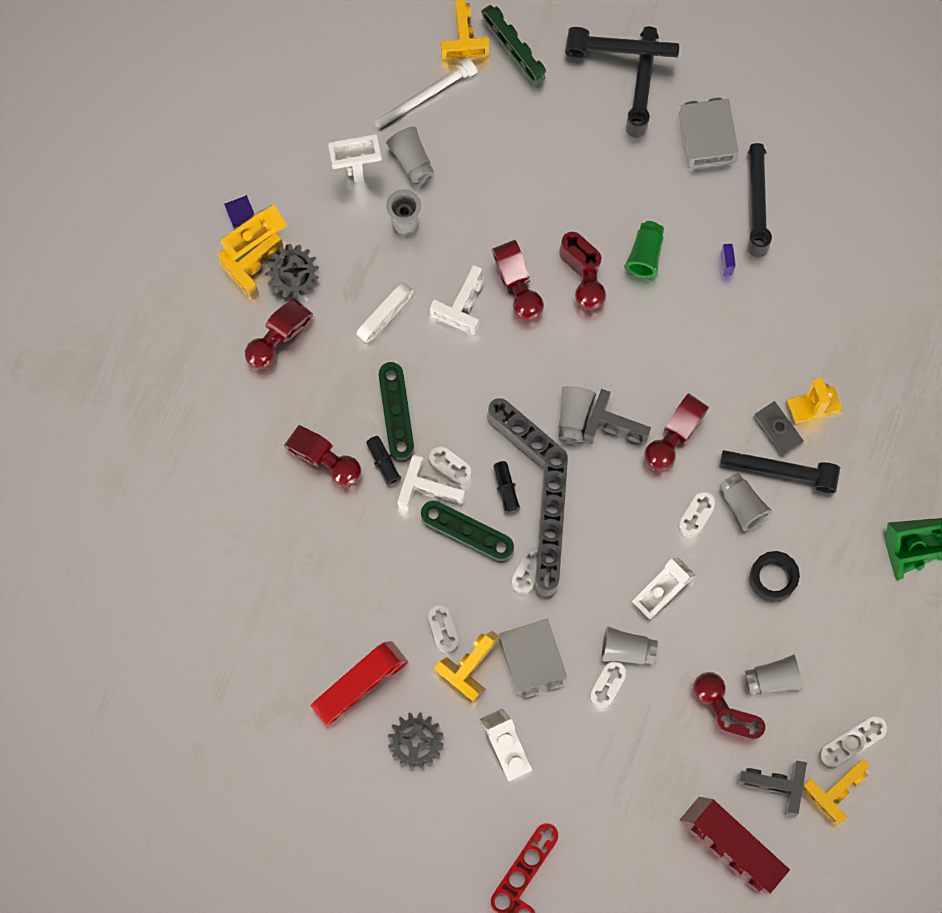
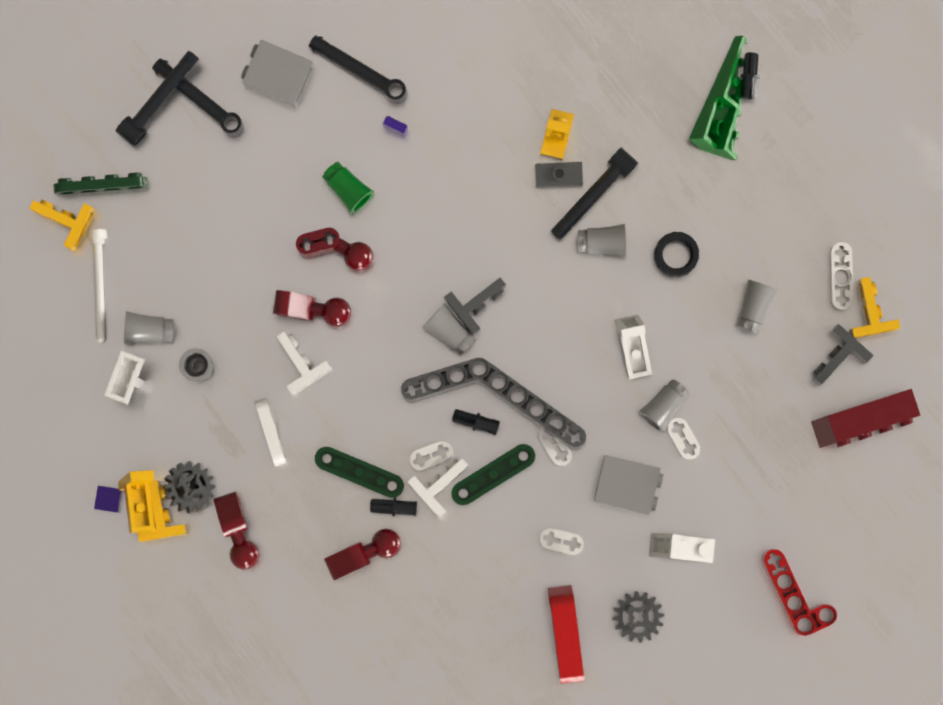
camera: 60 degrees left, 10 degrees up
(461, 675) = (607, 550): yellow bracket -> none
(661, 453) = (524, 282): dark red beam -> none
(692, 511) = (595, 281): white beam -> none
(710, 690) = (736, 361): dark red beam -> none

